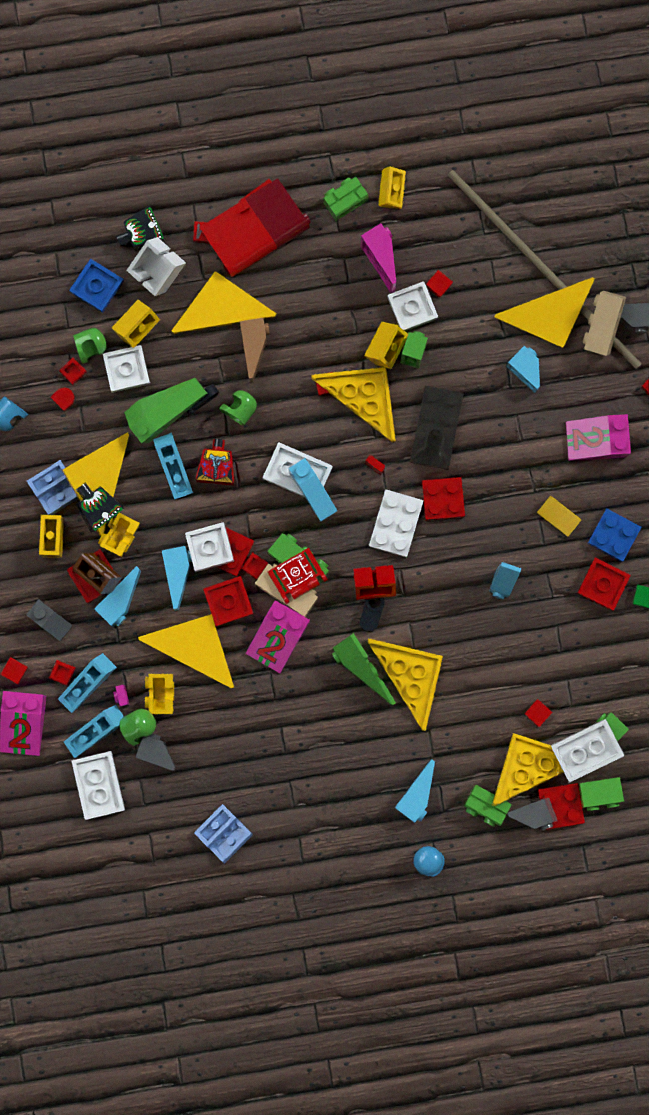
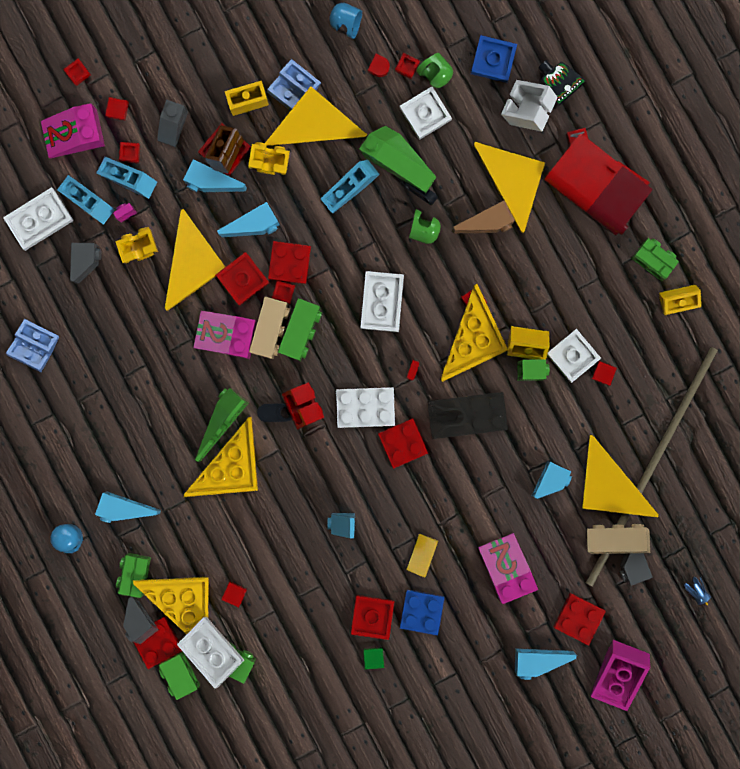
camera: 75 degrees right, 5 degrees up
(96, 506) = (286, 128): torso -> none
(135, 323) = (469, 106): yellow brick -> none
(137, 725) = (99, 234): bright green helmet -> none
(209, 547) = (284, 244): white plate -> none
(216, 465) = (363, 225): torso -> none
(297, 575) = (284, 332): red piece -> none
(312, 489) = (368, 320): medium azure slope -> none
(379, 250) = (617, 305): dark pink slope -> none

